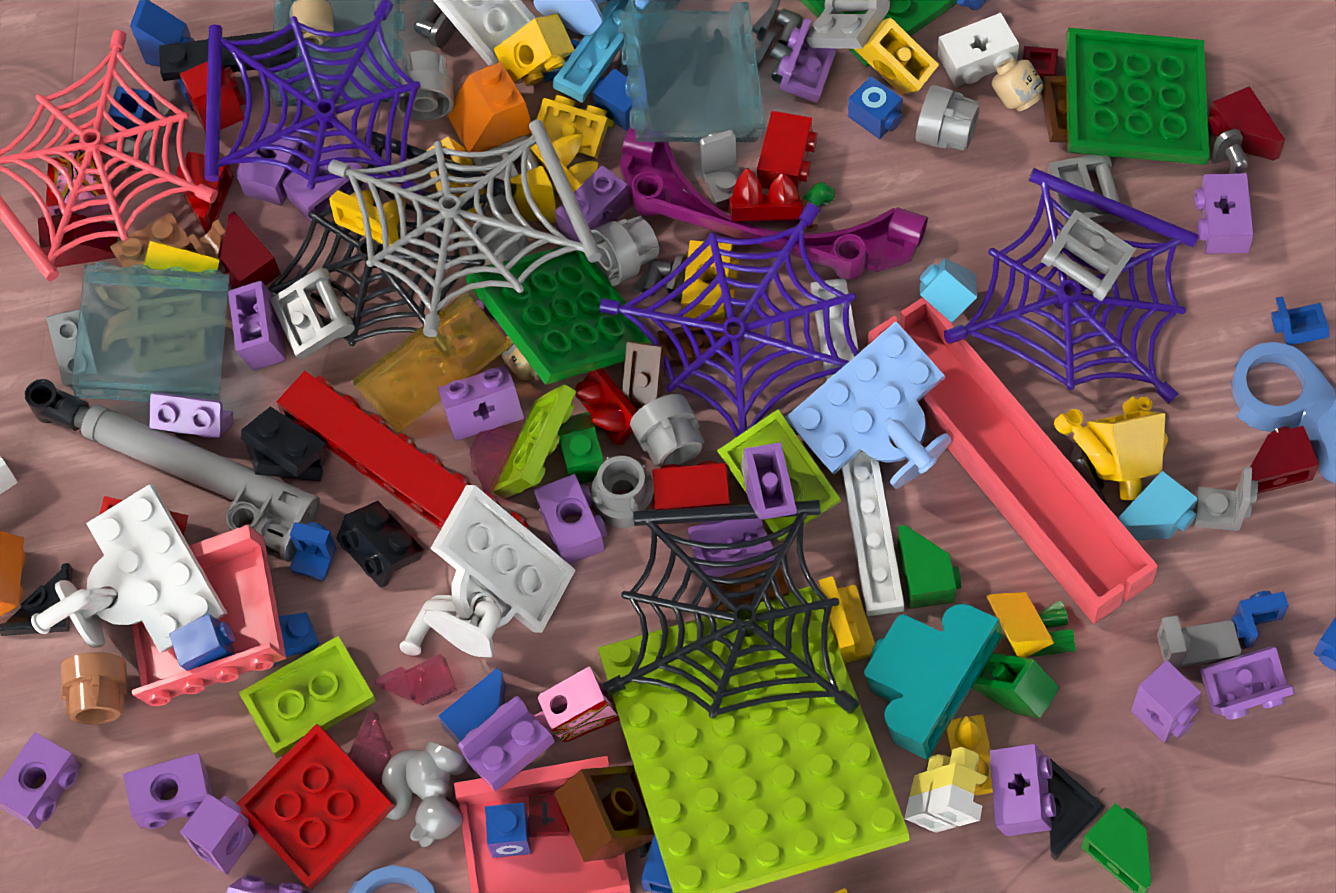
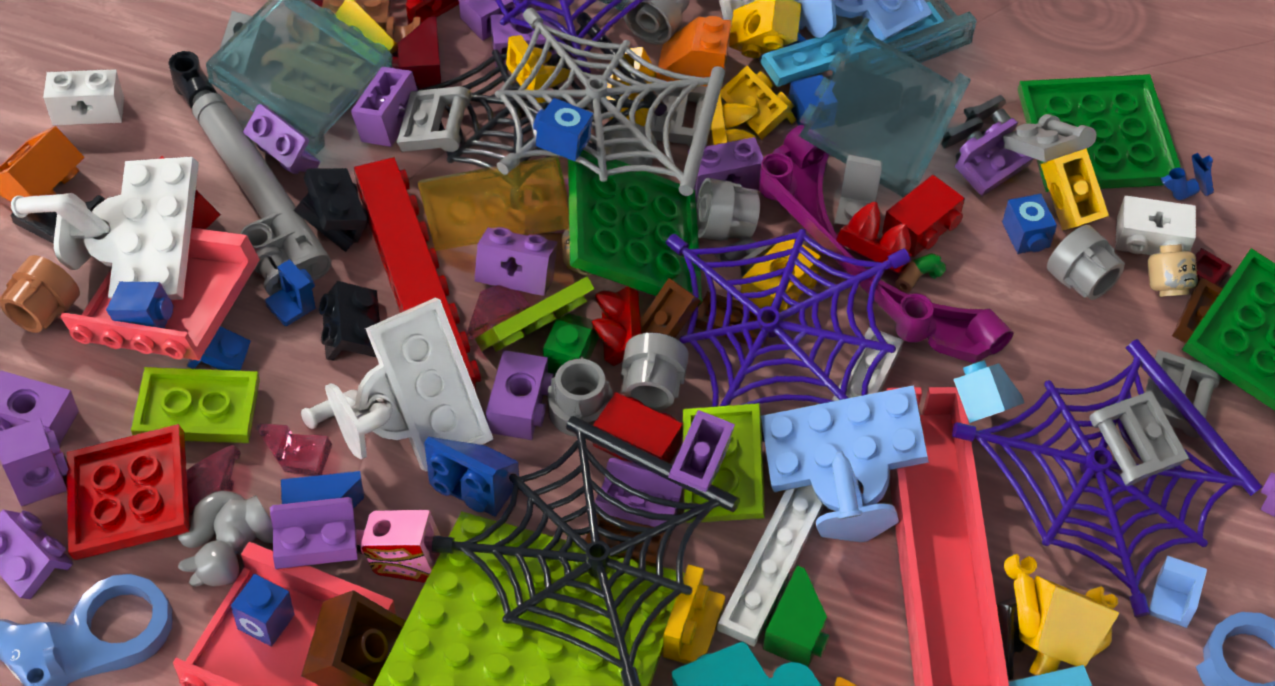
camera: 25 degrees right, 10 degrees down
(458, 266) = (563, 129): none -> blue brick
(541, 192) = (681, 129): yellow slope -> none
(546, 817) = (302, 620): dark red tile -> none
(586, 611) = (470, 473): none -> blue slope
(1189, 364) = (1177, 591): none -> light blue panel

